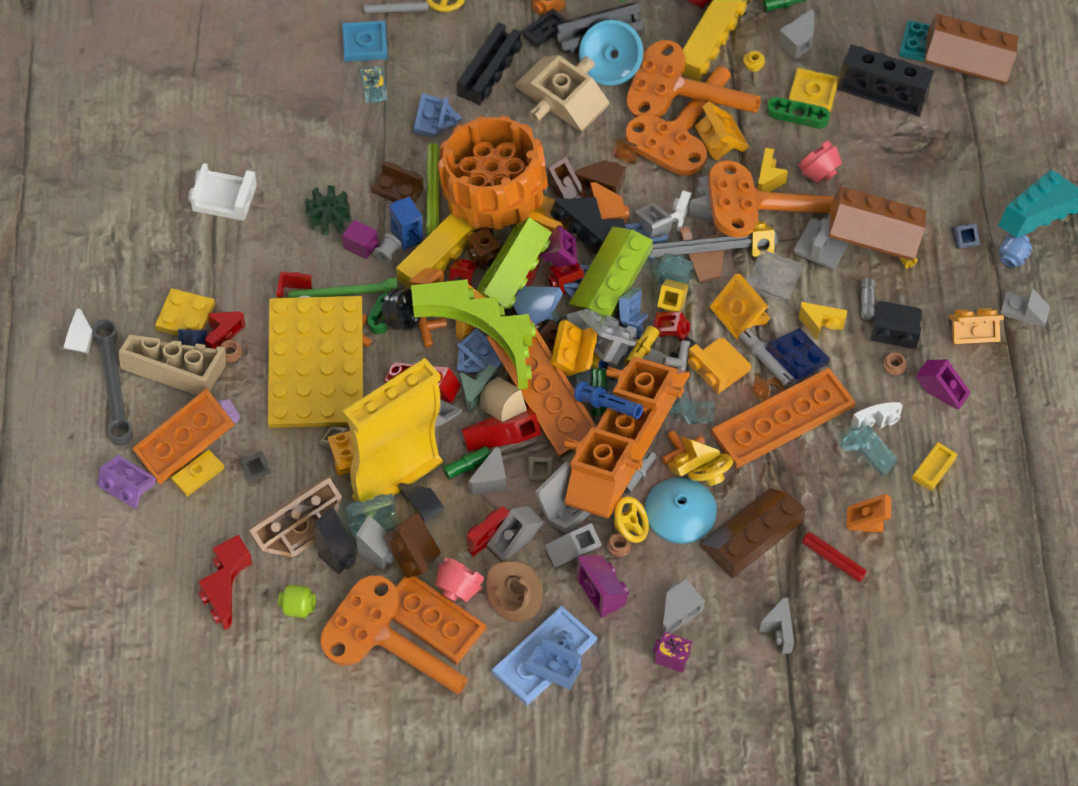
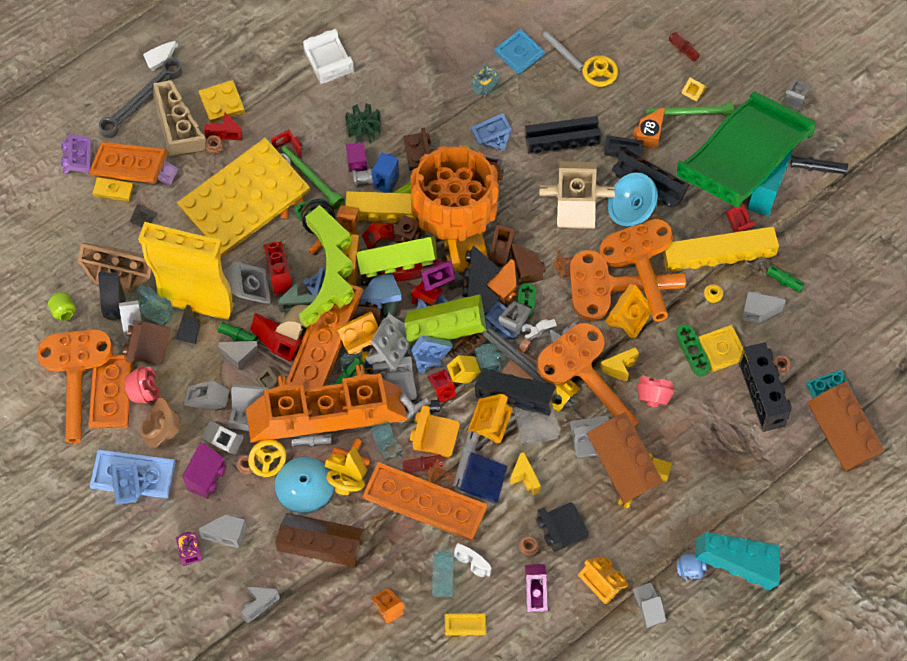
camera: 55 degrees right, 5 degrees up
(192, 336) = (202, 117): dark blue slope -> none
(217, 588) = (37, 257): red arch -> none
(481, 534) = (185, 377): red plate -> none
(599, 397) = (333, 375): blue pin -> none
(638, 202) = (531, 300): none -> green beam
(643, 345) = (406, 377): yellow pin -> none
(649, 264) = (471, 351): none -> reddish brown slope
(740, 394) = (421, 463): none -> clear red axle
(745, 258) = (521, 392): none -> black brick
(834, 556) = (340, 603): red axle -> none
(867, 299) = (569, 494): light grey axle -> none
(966, 235) = (680, 526): dark blue slope -> none

